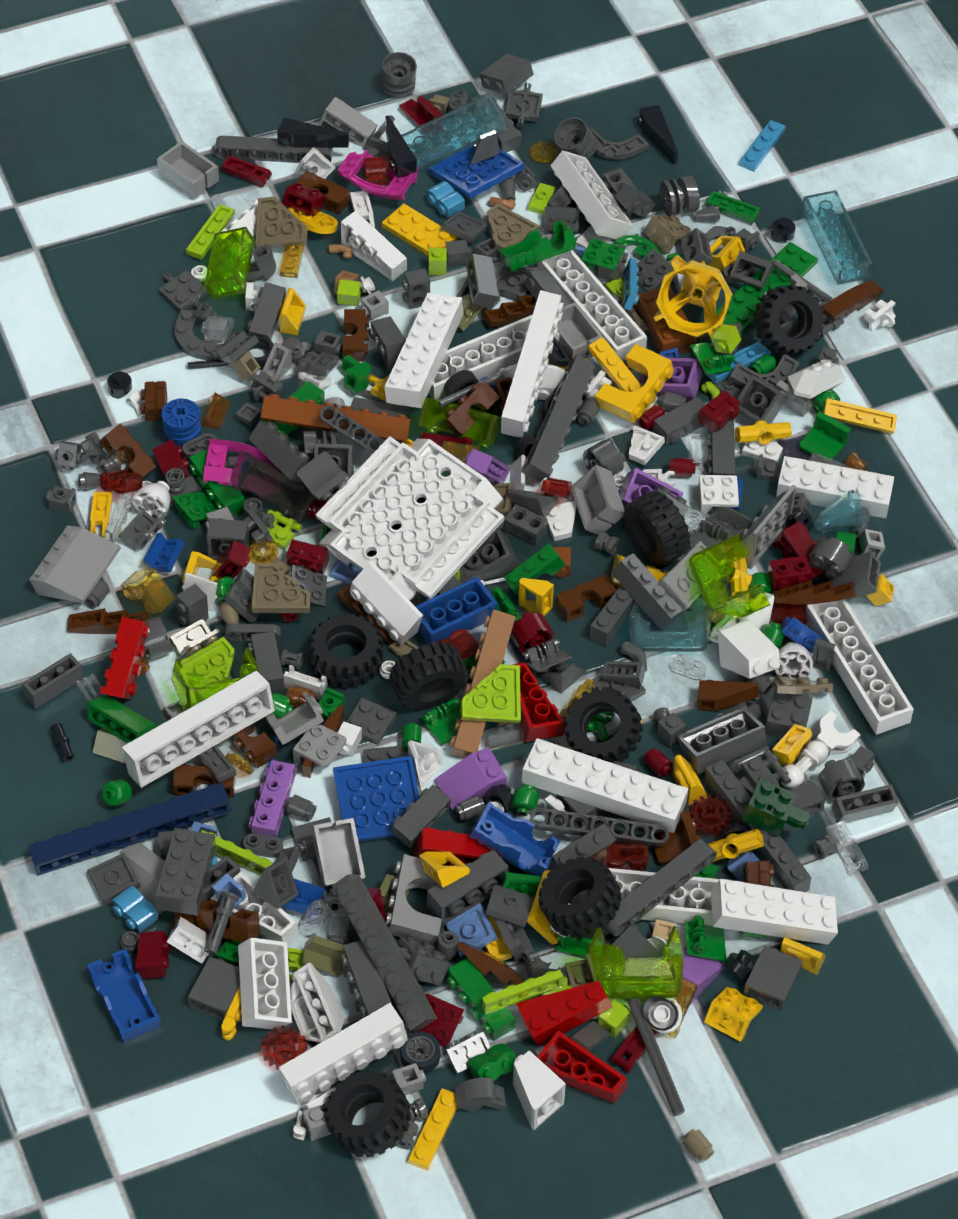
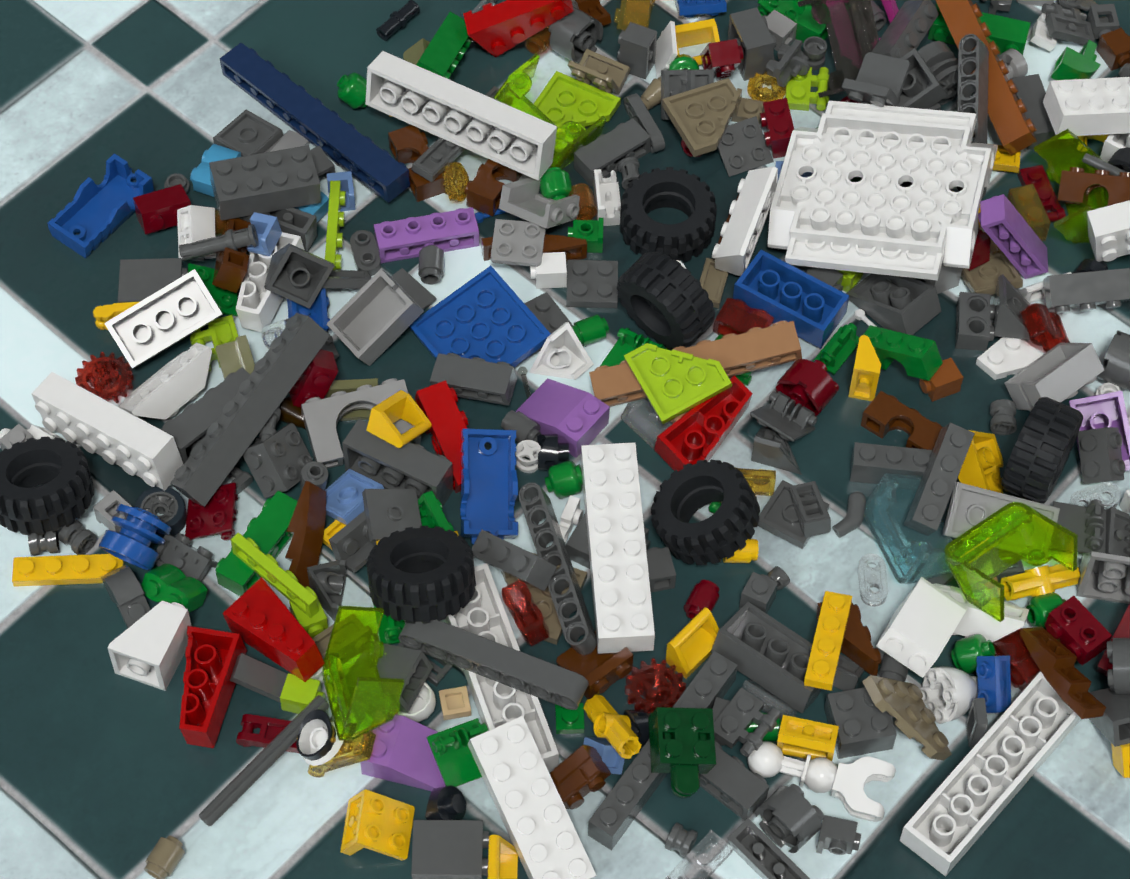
camera: 65 degrees right, 5 degrees up
(447, 1065) = (135, 537): none -> blue wheel
(732, 702) = (828, 641): none -> yellow plate

